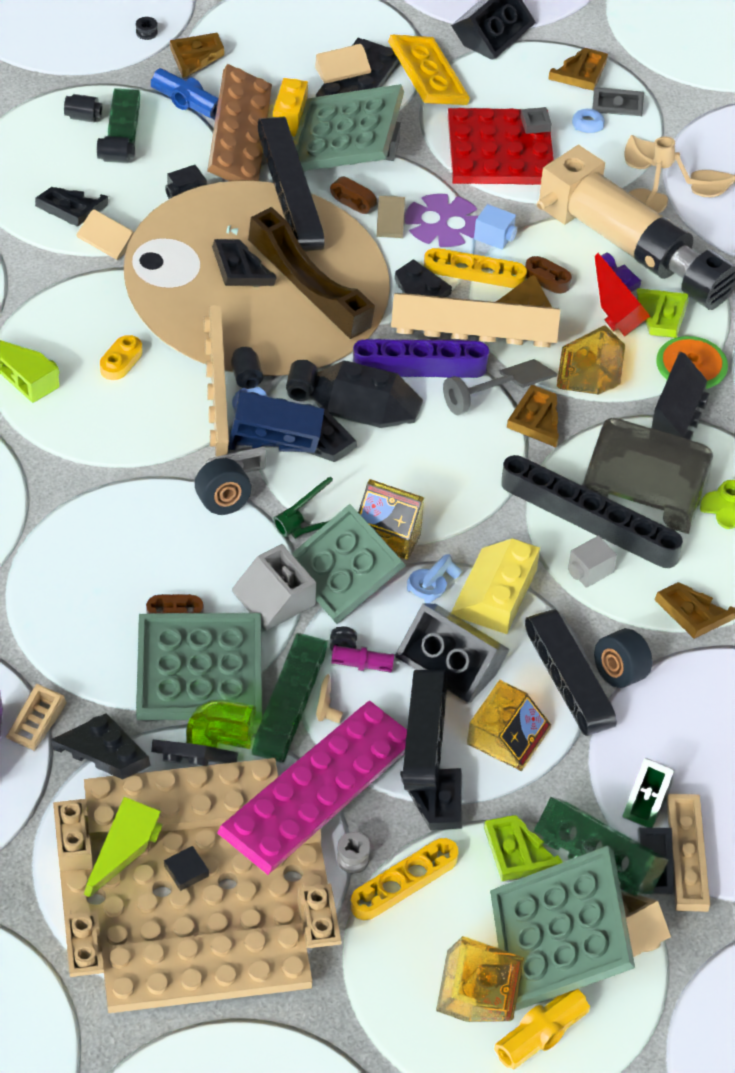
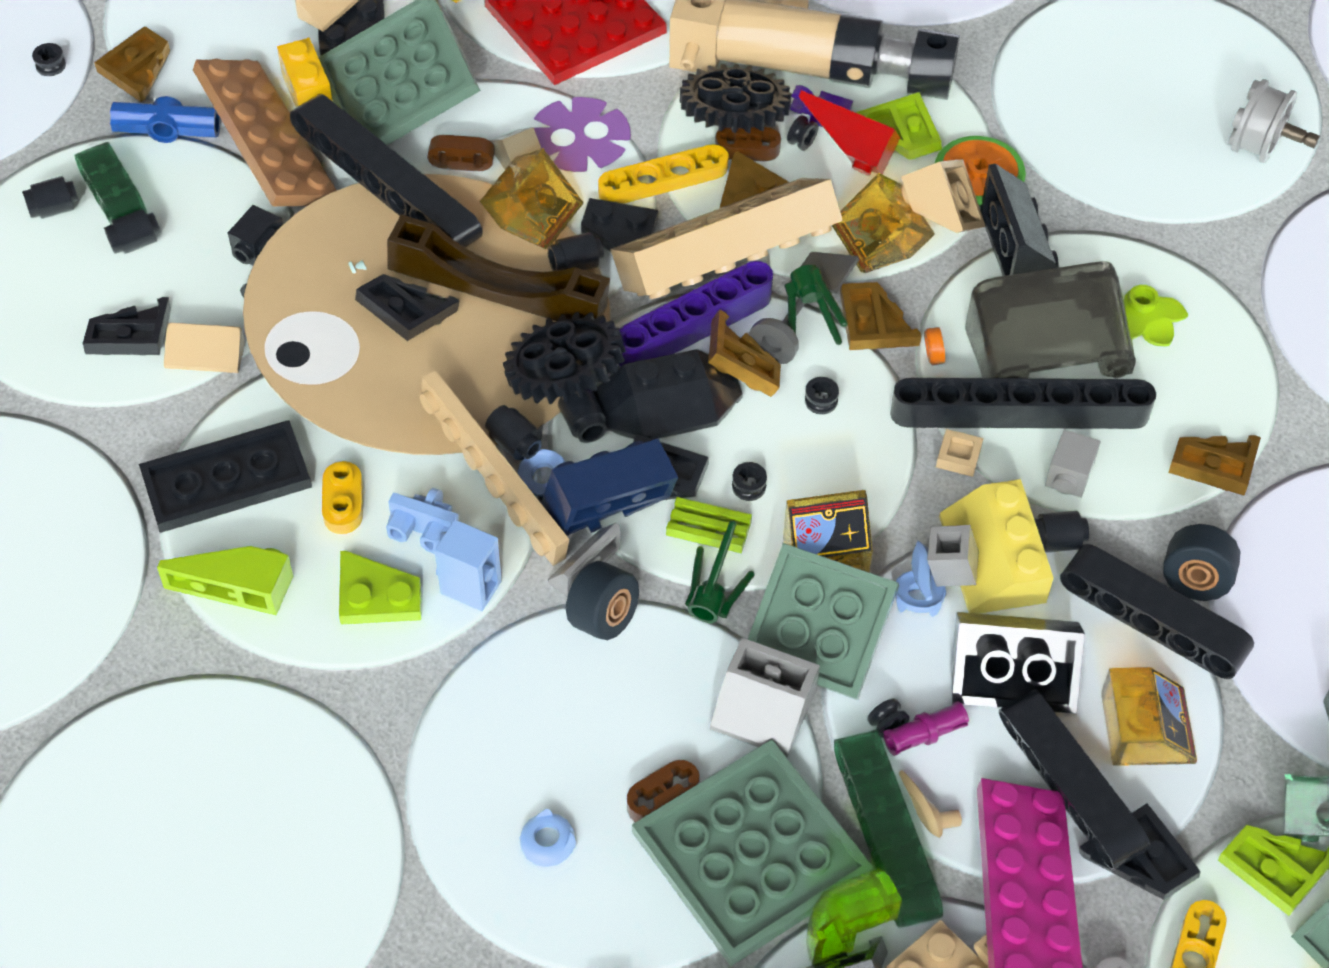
camera: 30 degrees left, 5 degrees up
(61, 311) = (225, 476): none -> black plate
(92, 607) = (552, 854): none -> light blue piece
(98, 418) = (376, 592): none -> lime wing
(156, 425) = (467, 564): none -> light blue brick
(159, 389) = (420, 514): none -> light blue hips
(311, 339) = (564, 357): none -> black gear
(340, 483) = (710, 519): none -> lime tile
(373, 242) = (532, 199): none -> clear yellow slope
(374, 285) = (575, 251): none -> black brick
(374, 462) = (745, 471): none -> black bush
(427, 395) = (742, 357): none -> pearl gold wing
(456, 568) = (953, 555): none -> light grey brick
(464, 437) = (824, 405): none -> black bush
(495, 227) = (651, 114): light blue brick -> none
(503, 374) = (810, 287): none -> dark green plant
(523, 519) = (959, 452): none -> tan plate
(545, 594) = (1062, 530): none -> black brick
(558, 241) = (735, 98): none -> black gear
(562, 450) = (934, 346): none -> orange tile
(587, 284) = (802, 132): none -> black bush
(642, 361) = (944, 196): none -> tan slope

